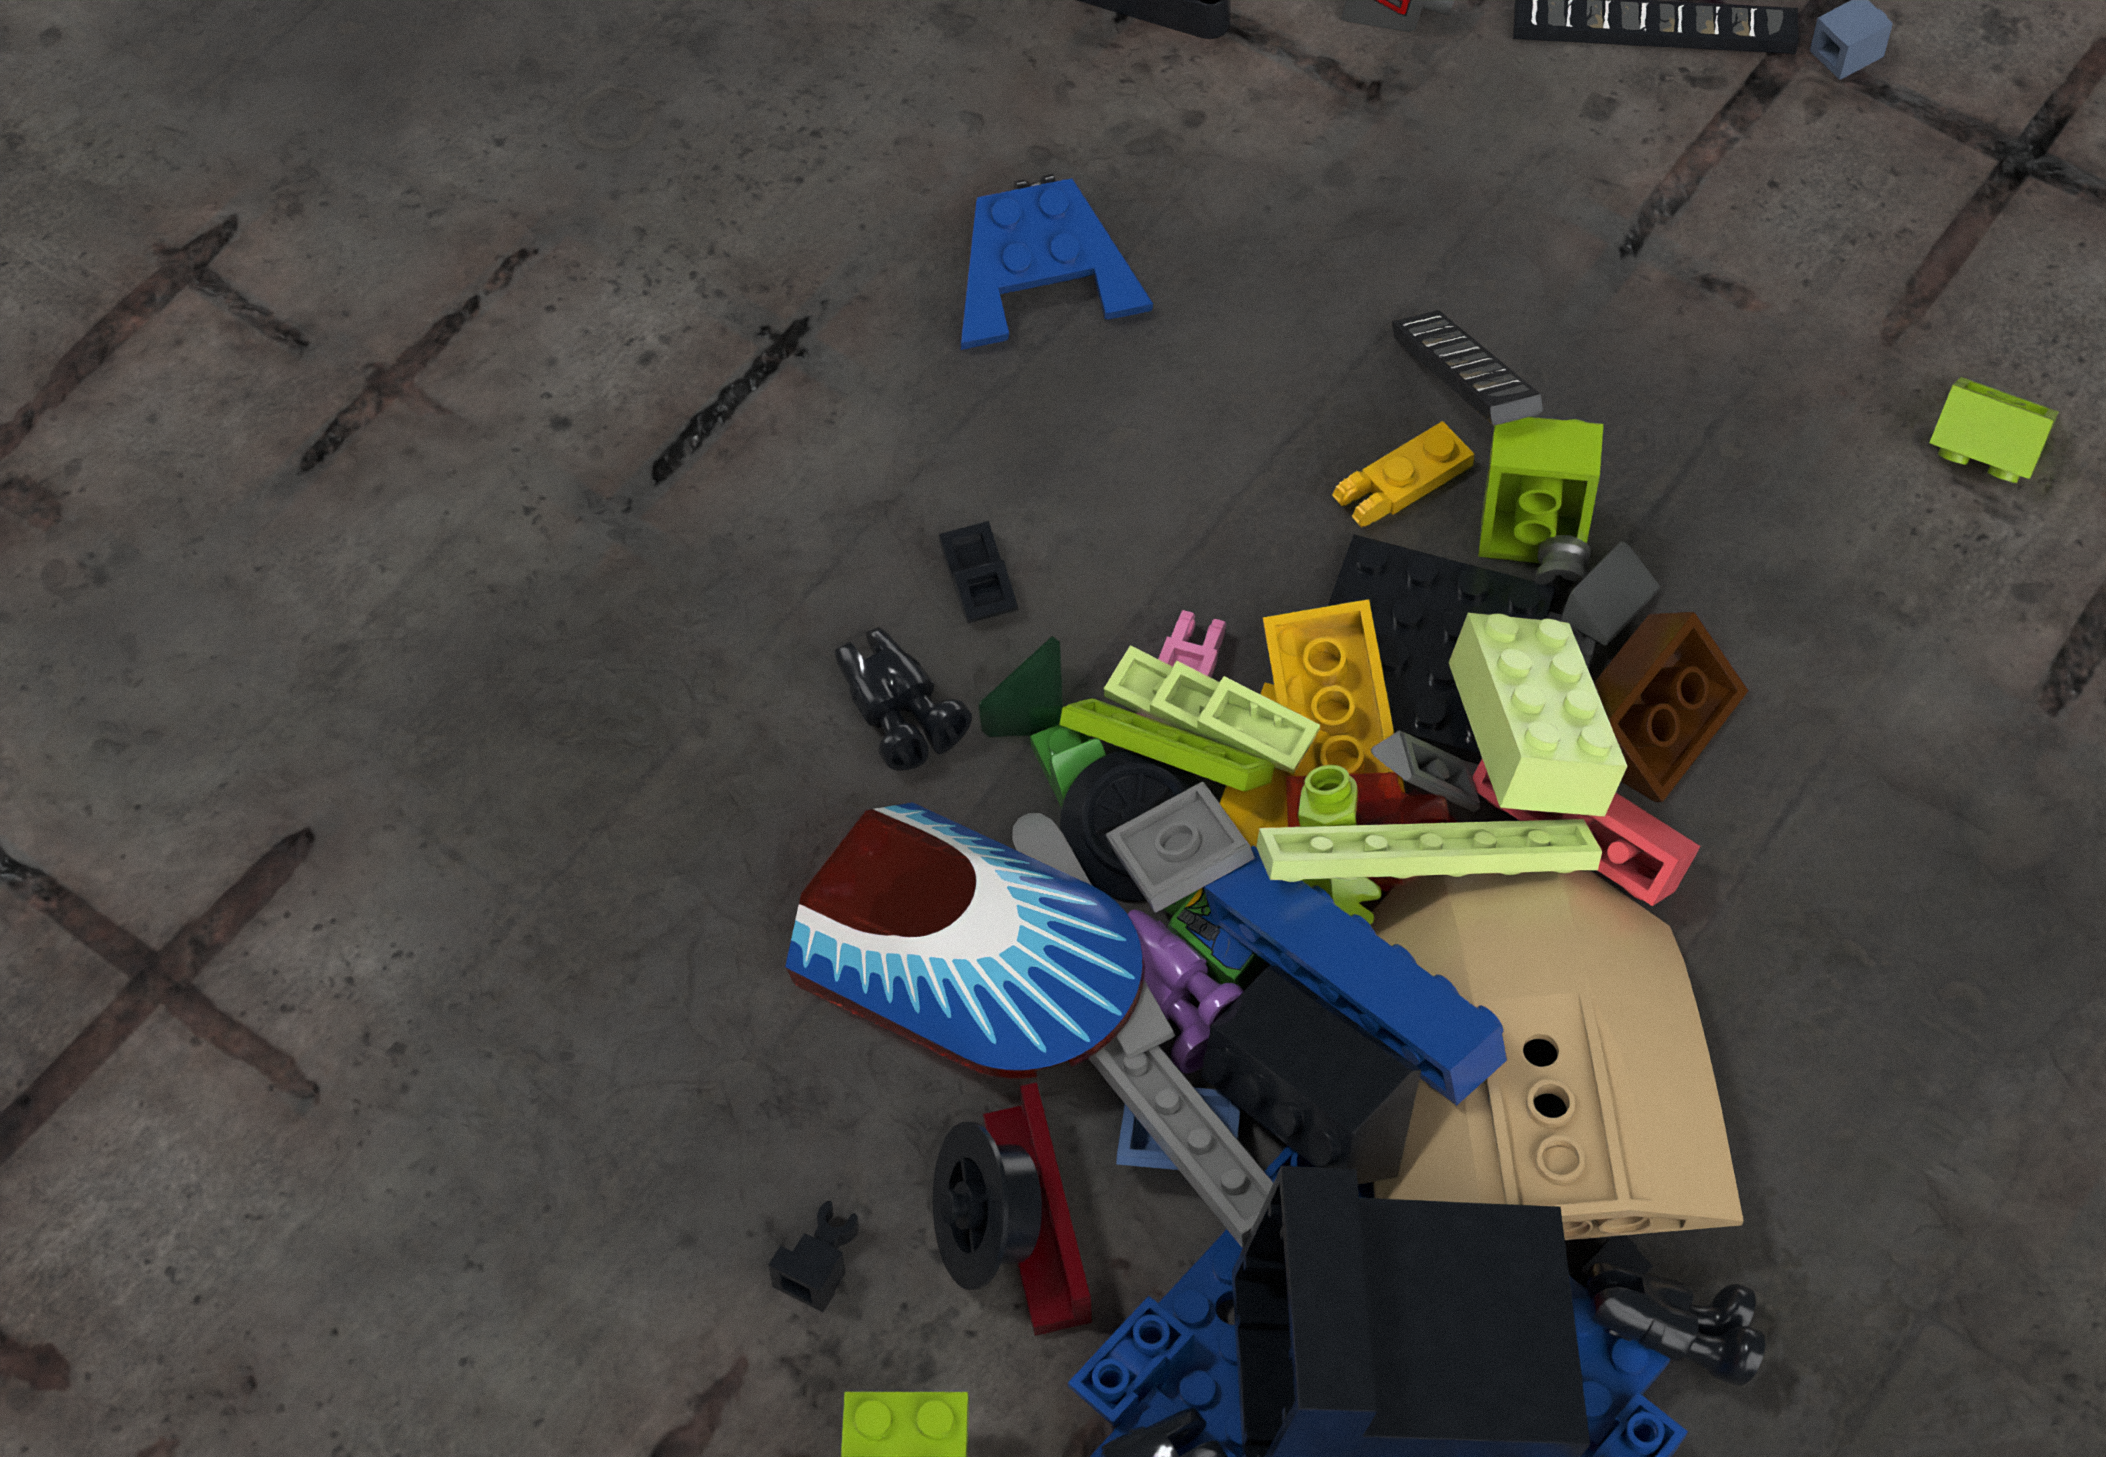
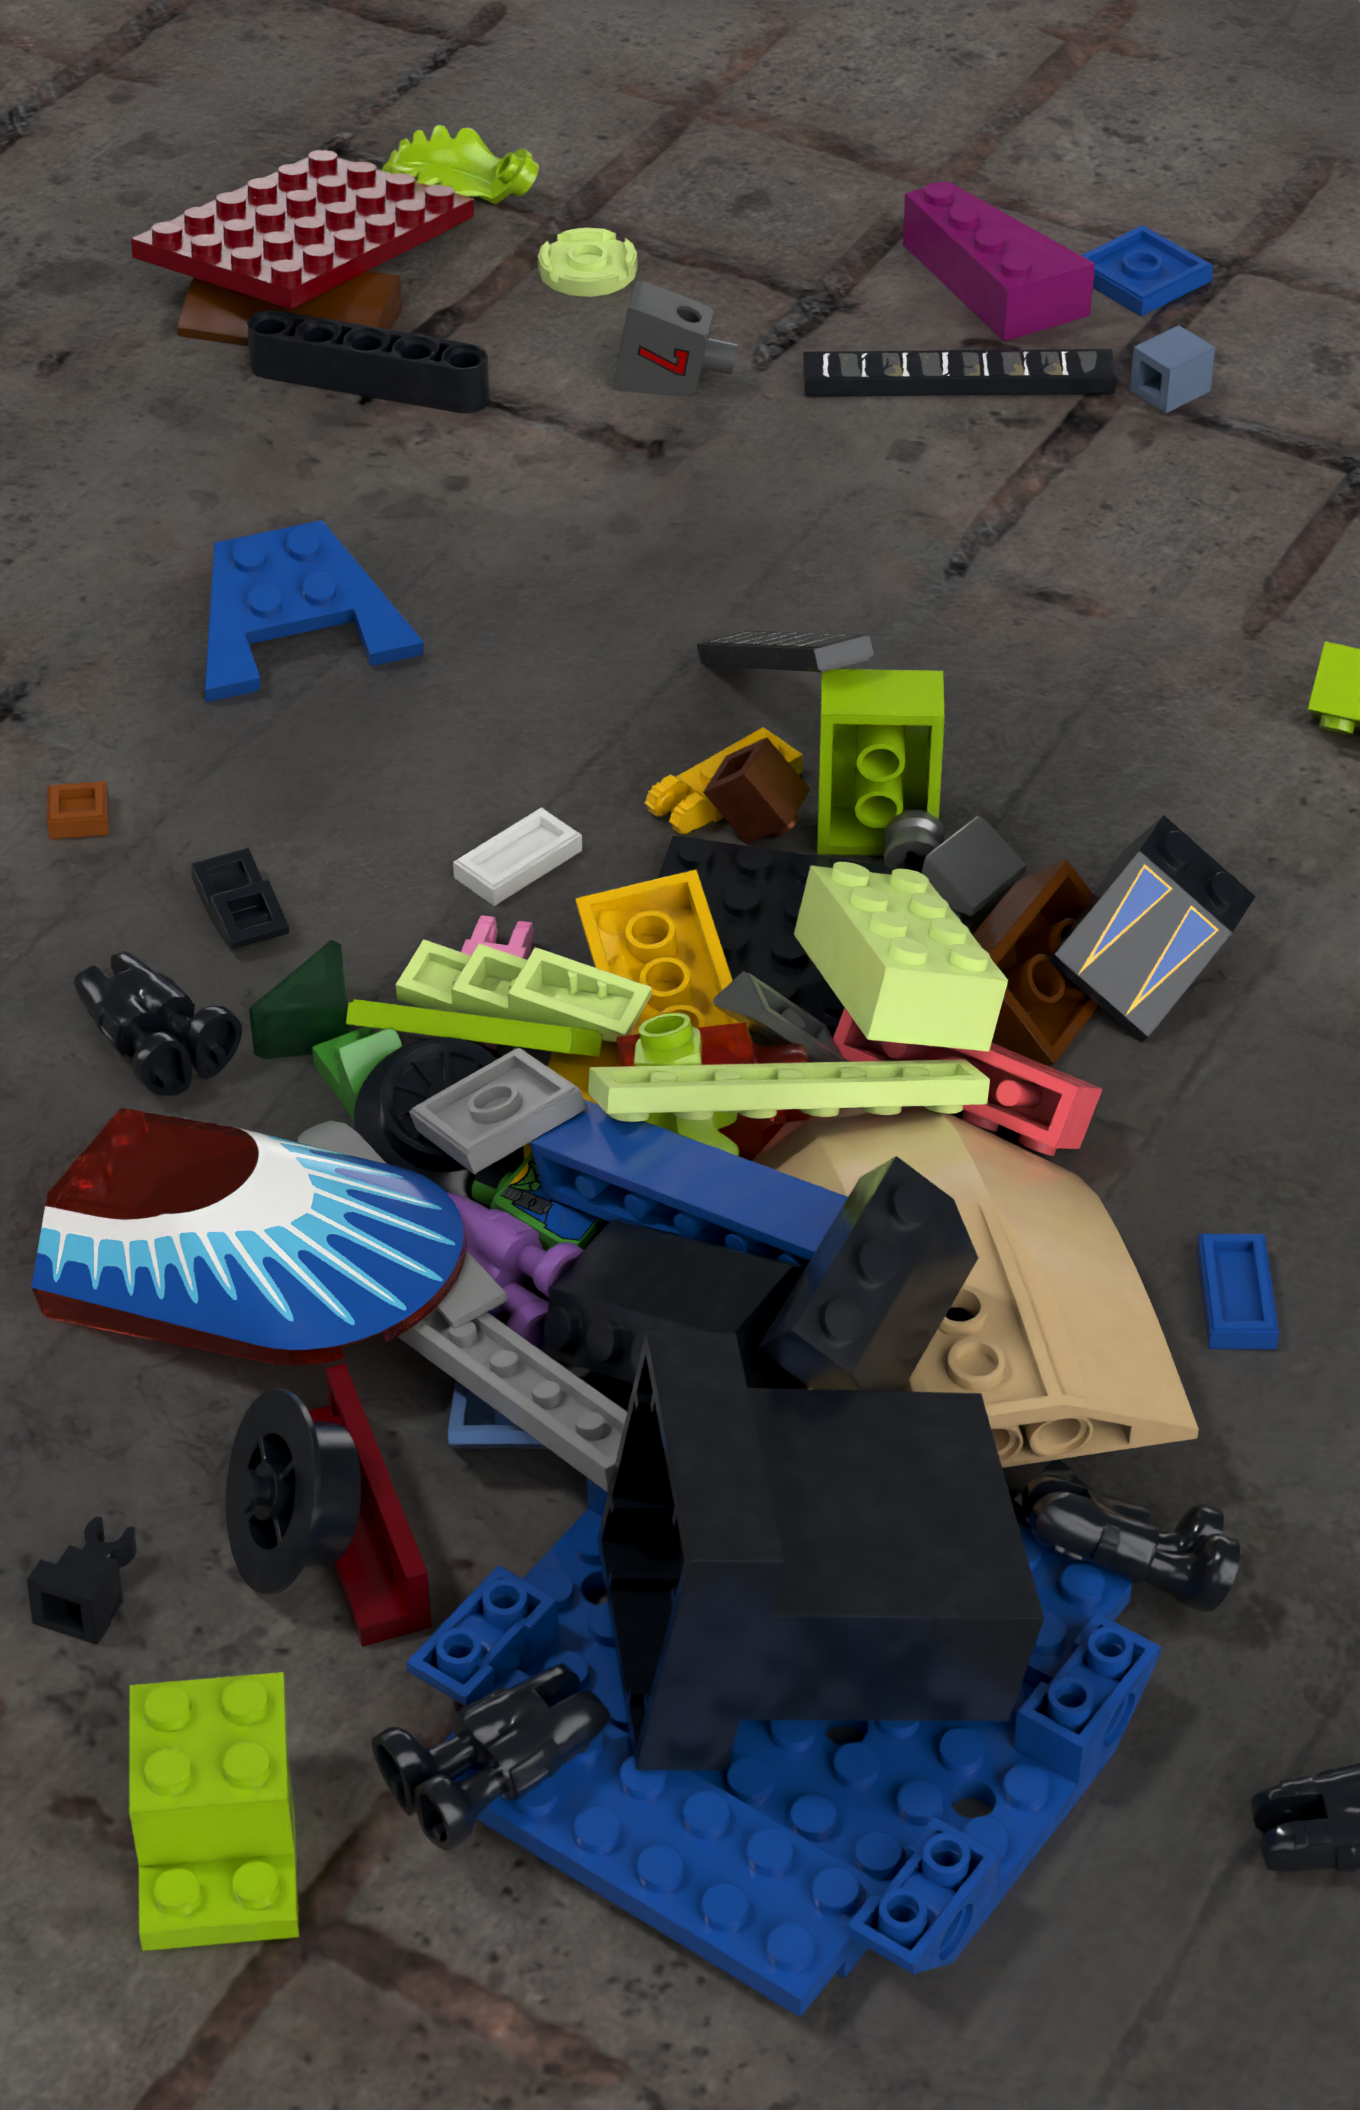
camera: 10 degrees left, 15 degrees down
(846, 462) = (77, 810): none -> dark orange tile
(1218, 542) = (517, 856): none -> white tile
(1430, 499) = (757, 791): none -> copper brick
(1476, 1103) = (874, 1285): none -> black slope
(1761, 679) = (1151, 927): none -> slope
(1794, 1055) = (1237, 1291): none -> blue tile

